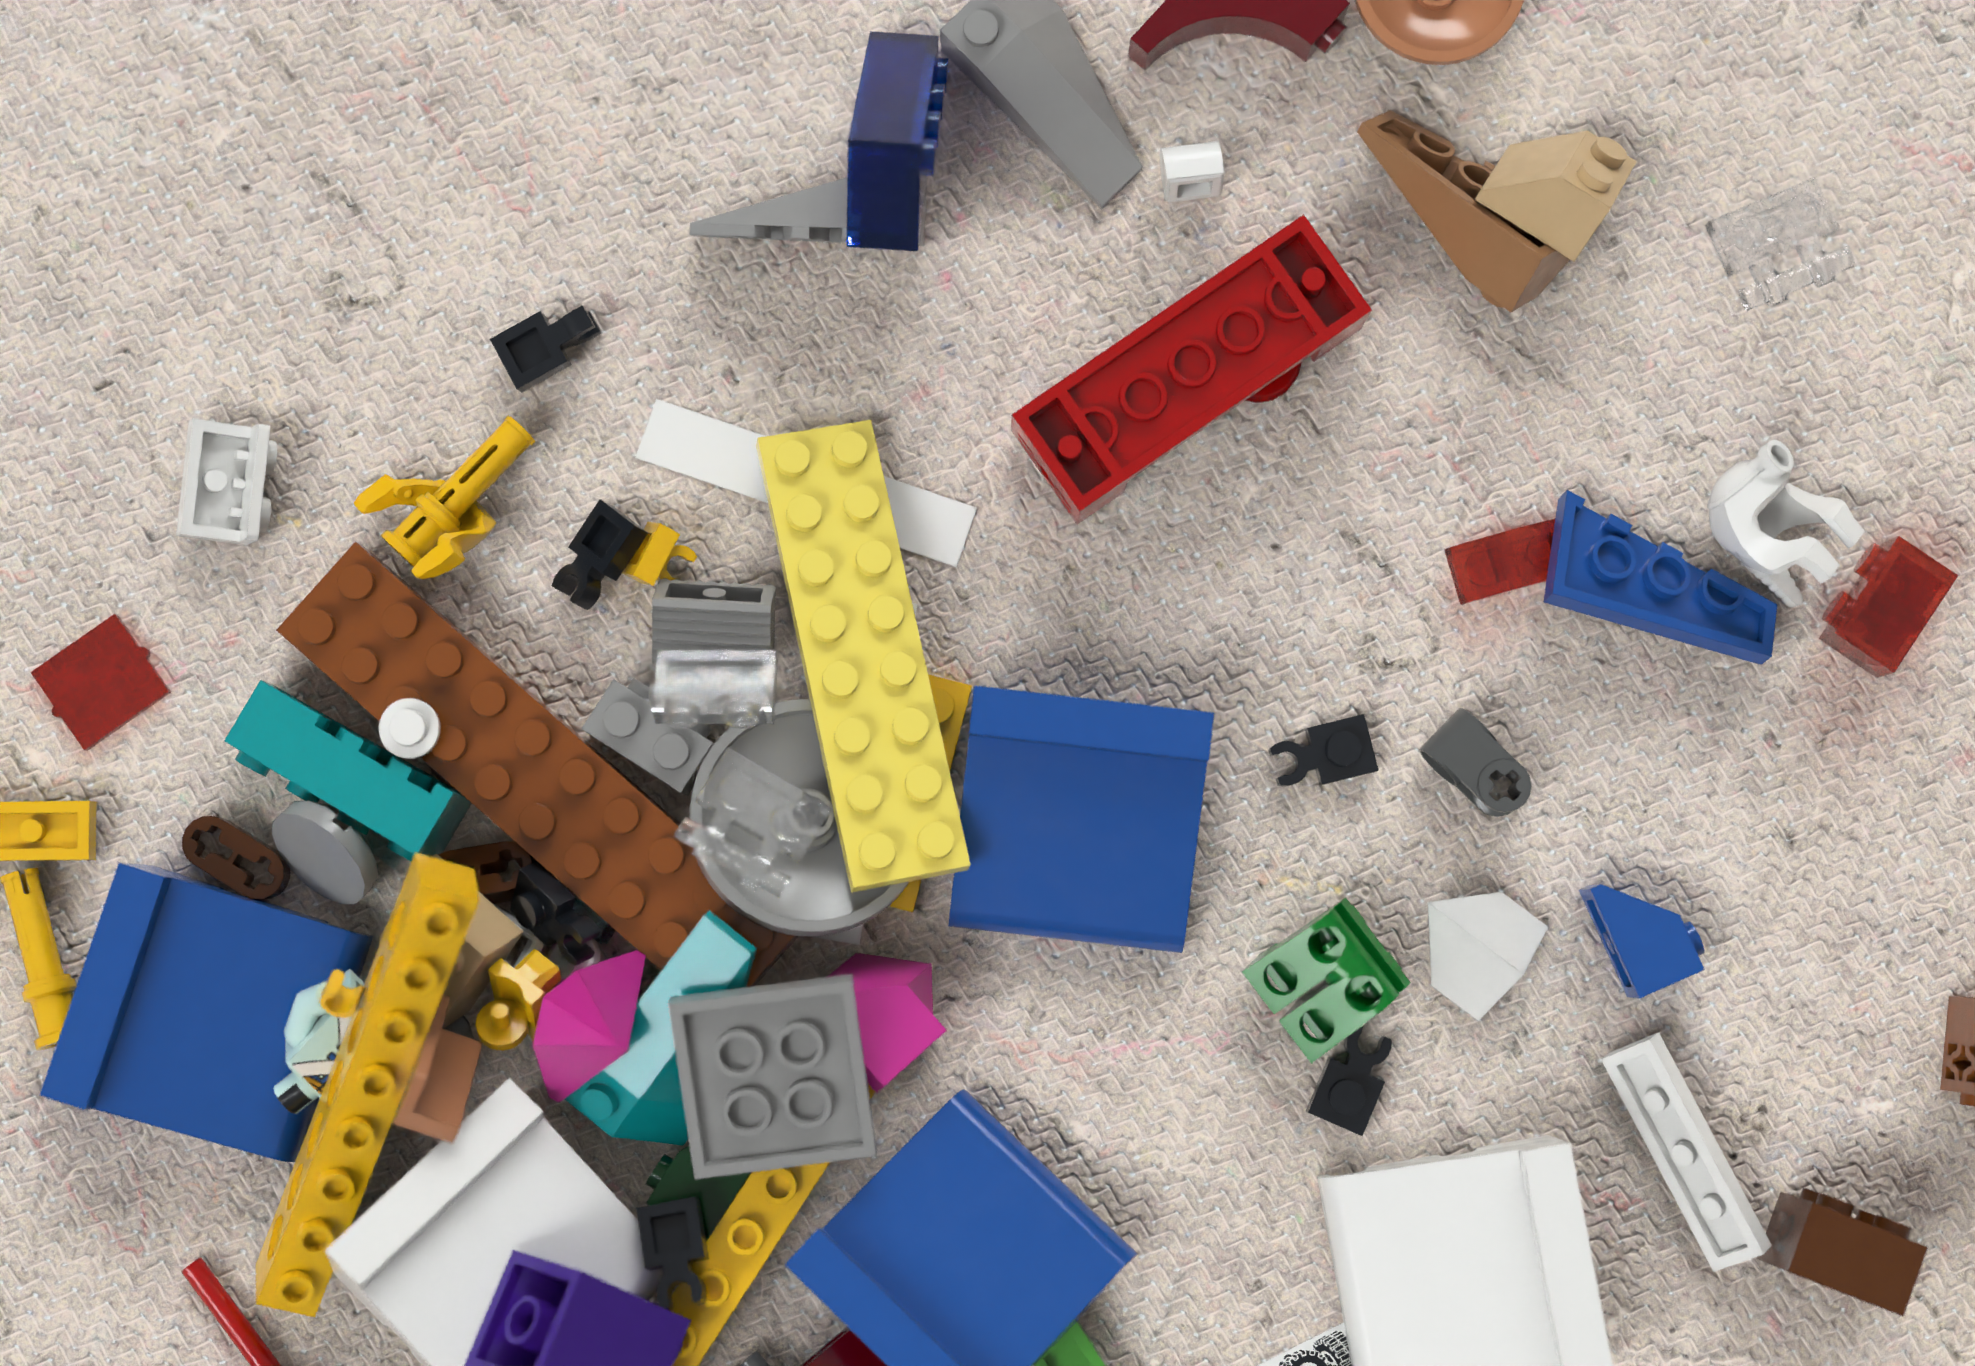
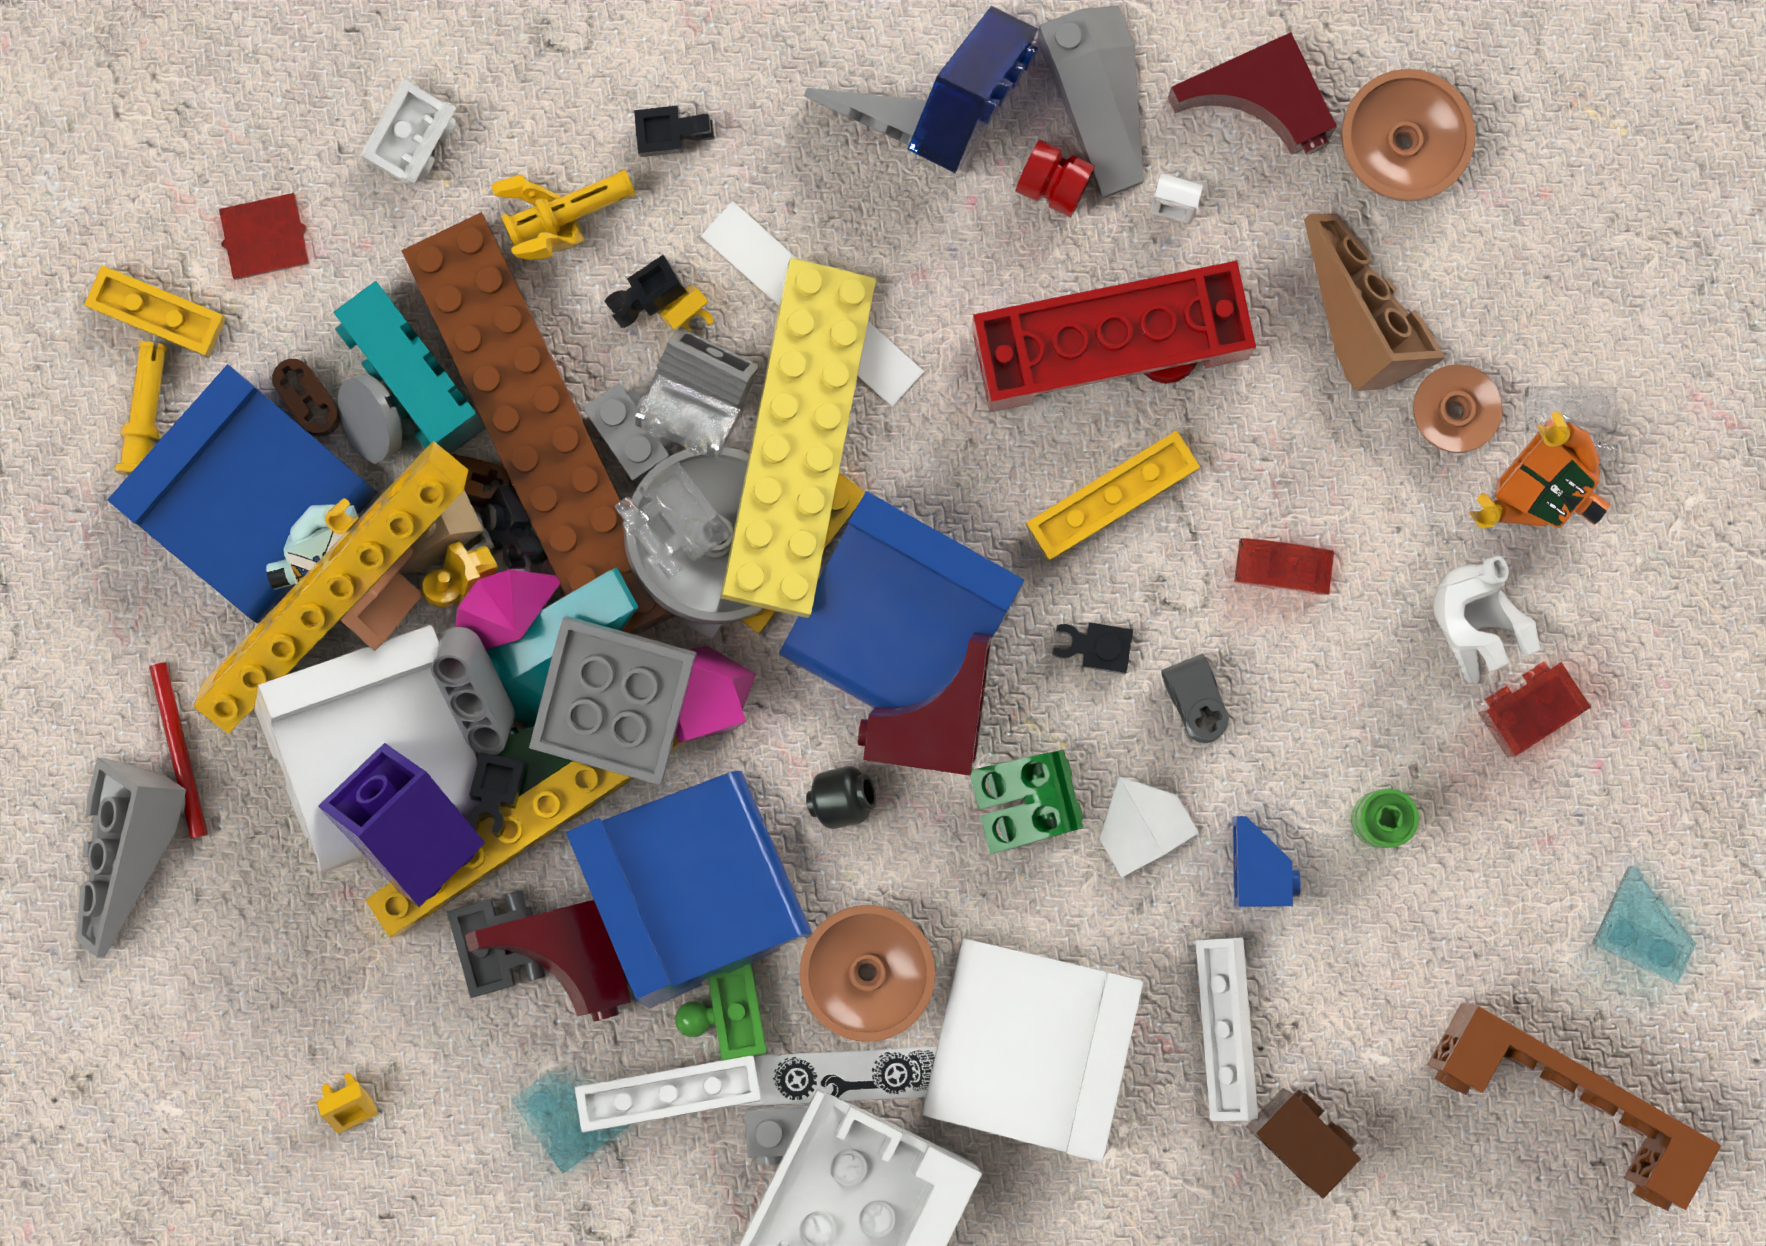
camera: 25 degrees right, 0 degrees up
(409, 728) = (464, 356): white plate -> none
(595, 1137) = (473, 690): none -> light grey beam
(1036, 208) = (1055, 178): none -> red wheel
(1099, 1070) = (841, 797): none -> pearl dark grey head
(1184, 940) = (939, 730): none -> dark red arch
(1252, 1307) = (860, 1007): none -> nougat dish
(1269, 562) = (1112, 495): none -> yellow plate
(1347, 1090) = (1009, 886): black plate -> none
(1558, 187) = (1427, 317): tan slope -> none
(1629, 581) = (1360, 615): blue wing -> none
(1656, 262) = (1476, 397): none -> nougat dish
(1767, 815) = (1385, 818): none -> bright green wheel
(1786, 324) = (1547, 481): none -> torso

